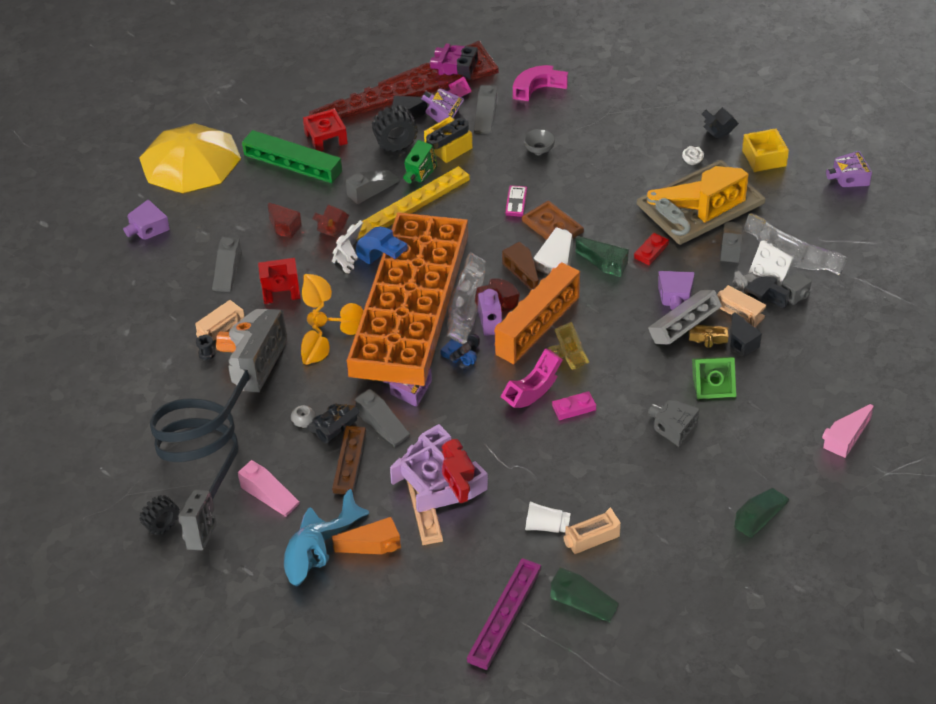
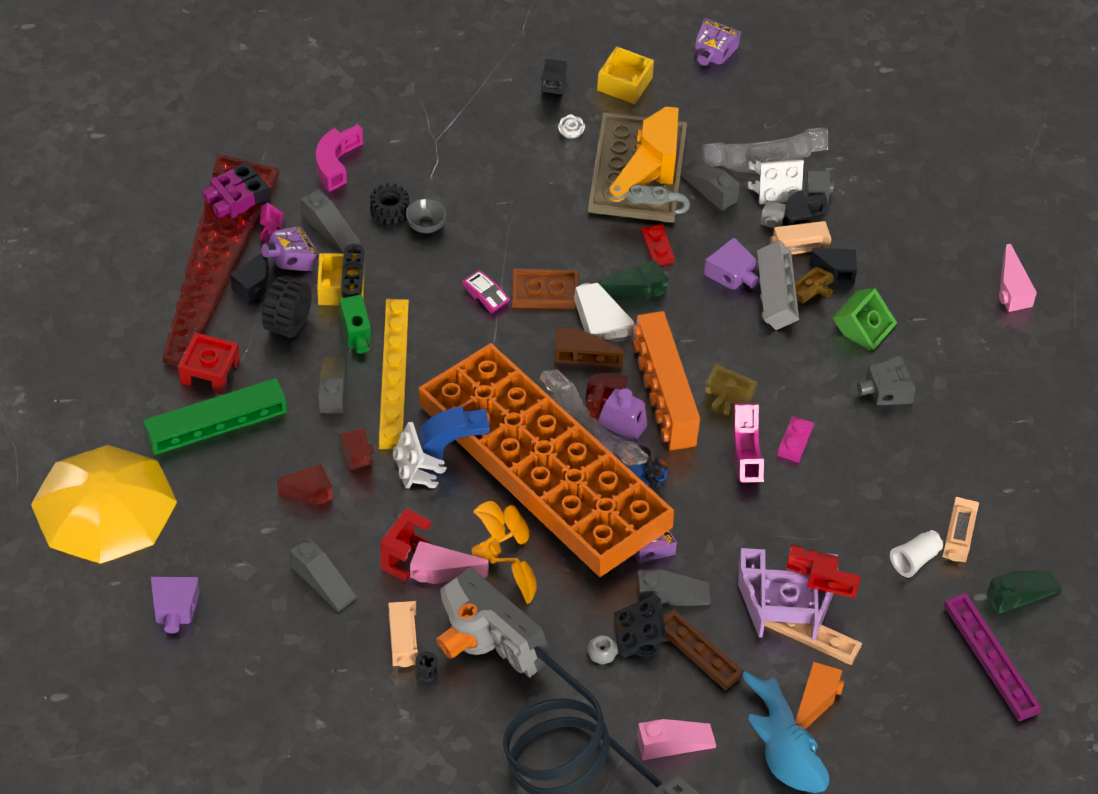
camera: 55 degrees left, 5 degrees up
(284, 299) = (442, 565): none -> bright pink slope
(526, 117) = (386, 194): none -> black tyre
(759, 511) = (1043, 404): clear green slope -> none

